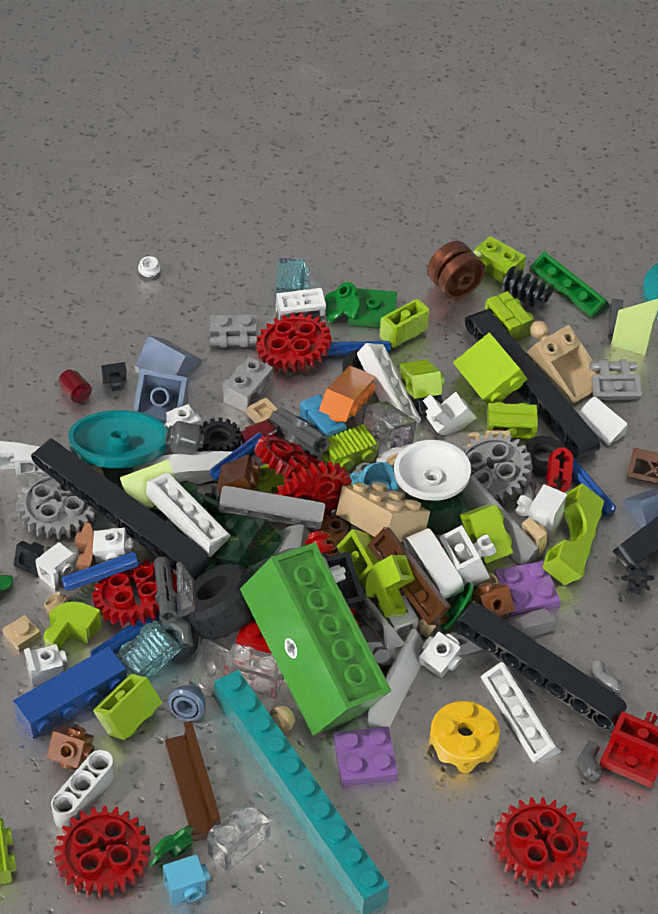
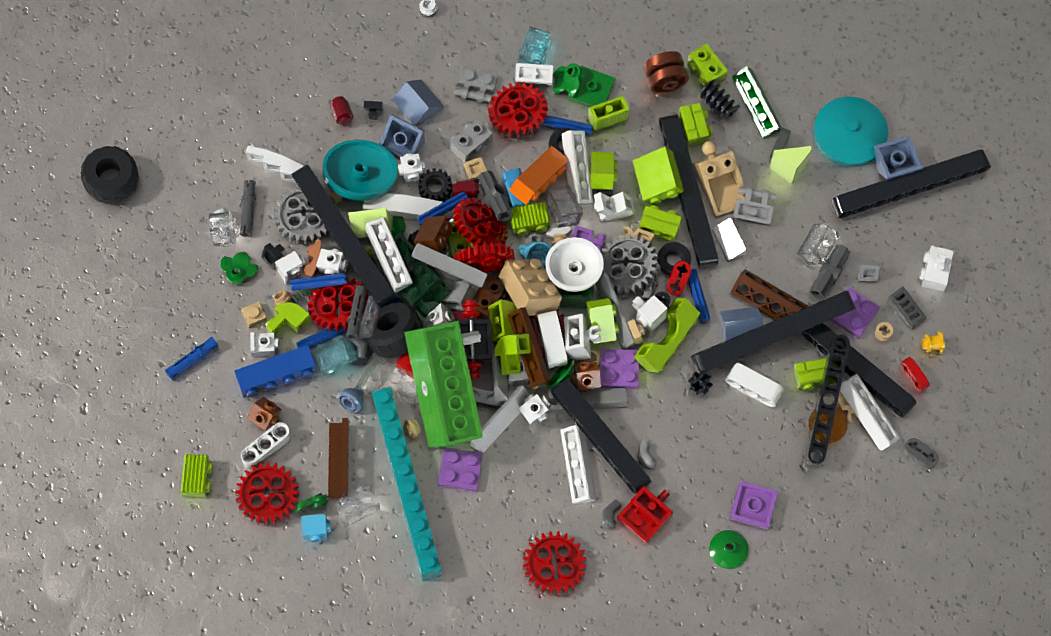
camera: 15 degrees right, 20 degrees up
(128, 706) = (309, 393): lime brick -> none
(184, 438) = (406, 184): dark grey head -> none
(462, 750) = (535, 485): yellow plate -> none

